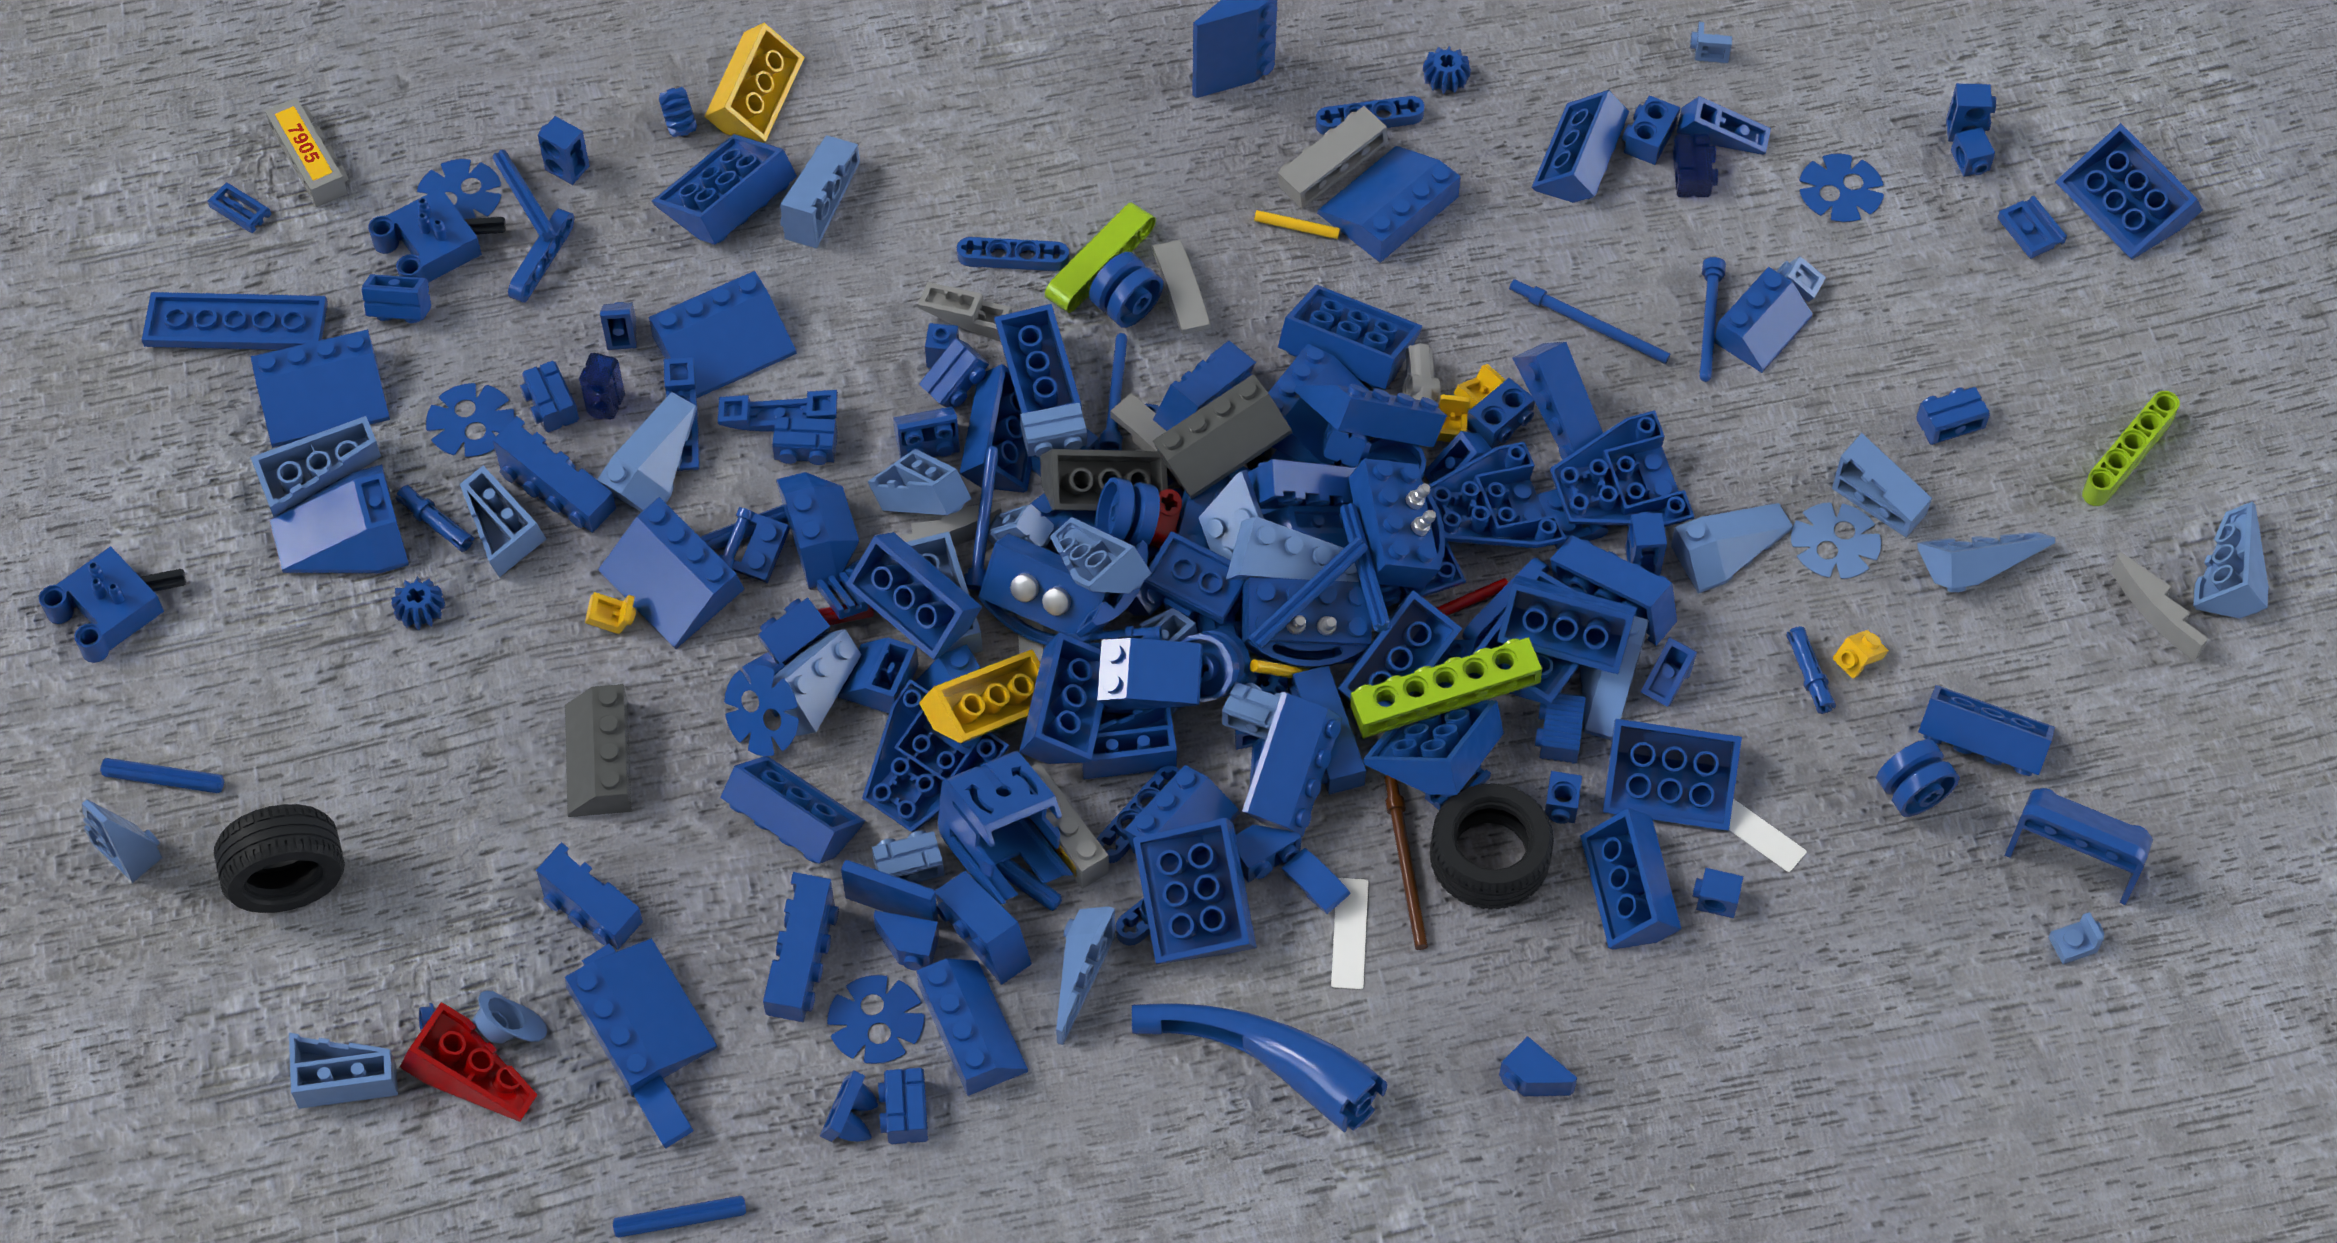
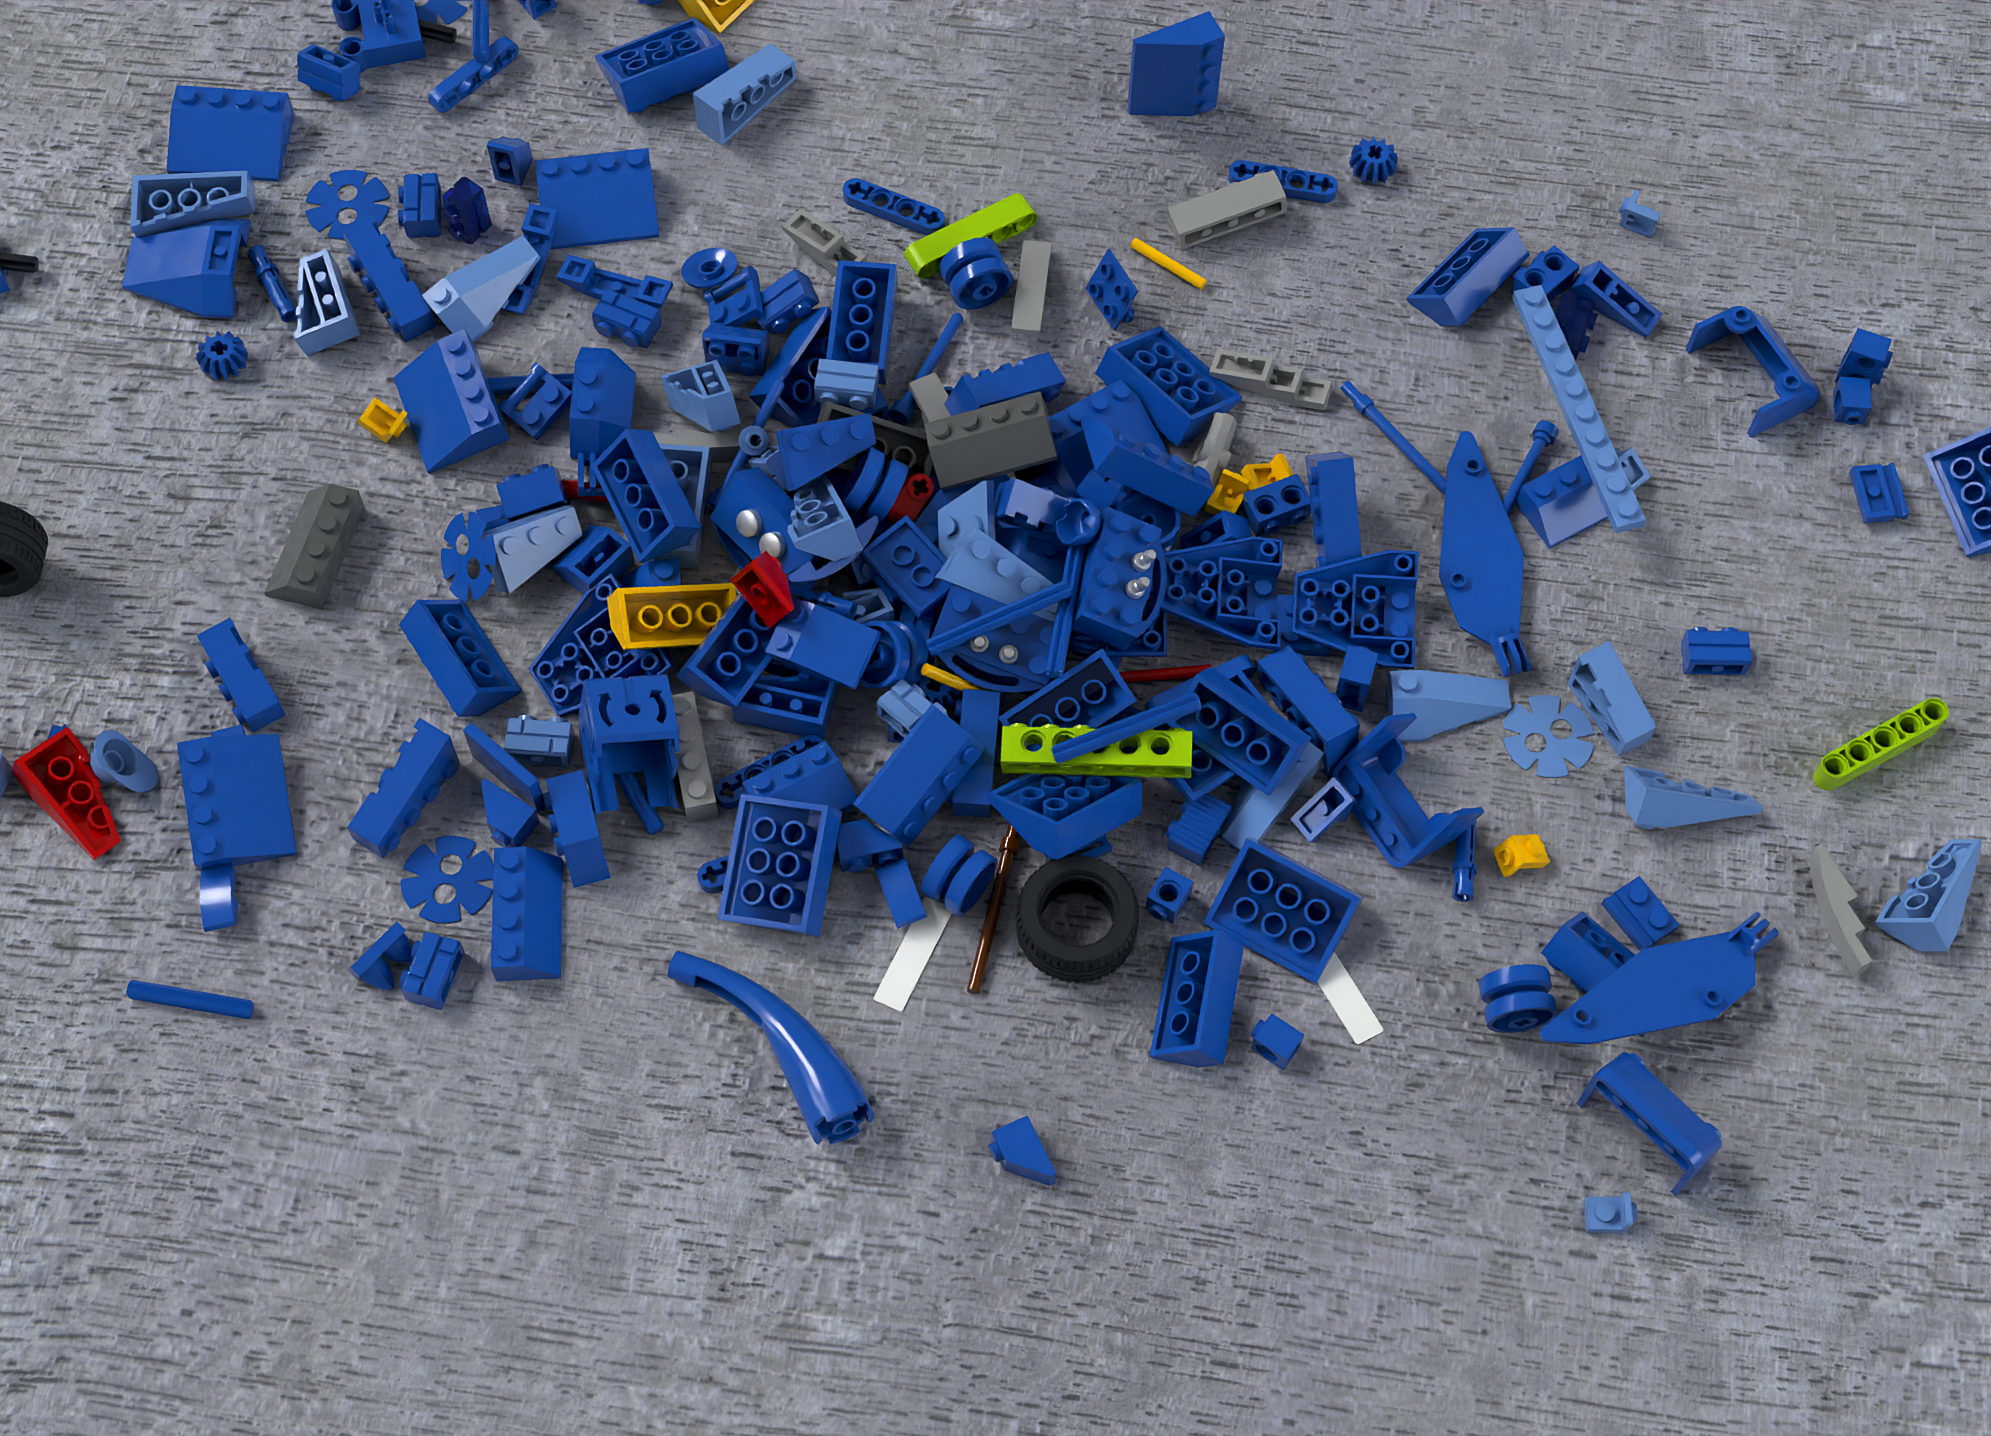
camera: 20 degrees right, 5 degrees up
(233, 320) = (184, 49): blue plate -> none
(863, 366) = (709, 268): none -> blue dish
(911, 394) = (739, 307): none -> blue plate
(938, 340) = (784, 263): blue brick -> none
(983, 514) = (744, 440): none -> medium blue plate
(1065, 494) = (822, 446): none -> blue wedge
(1077, 640) = (765, 588): none -> red slope
(1086, 947) = (659, 883): medium blue wedge -> none
(1260, 265) = (1112, 291): none -> blue hinge
(1343, 482) = (1079, 524): none -> blue hair
(1362, 843) = (959, 875): none -> blue wheel
(1392, 200) = (1266, 269): blue slope -> none
(1434, 301) = (1273, 381): none -> light grey slope
(1468, 654) = (1126, 728): none -> blue axle
(1708, 400) = (1482, 558): none -> blue wing
(1723, 652) = (1386, 804): none -> blue windscreen
(1739, 235) = (1579, 410): none -> medium blue plate
(1838, 167) = (1702, 414): blue piece -> none
(1886, 135) = (1790, 379): none -> blue windscreen
(1987, 669) = (1640, 914): none -> blue plate
(2043, 722) = (1666, 987): none -> blue wing

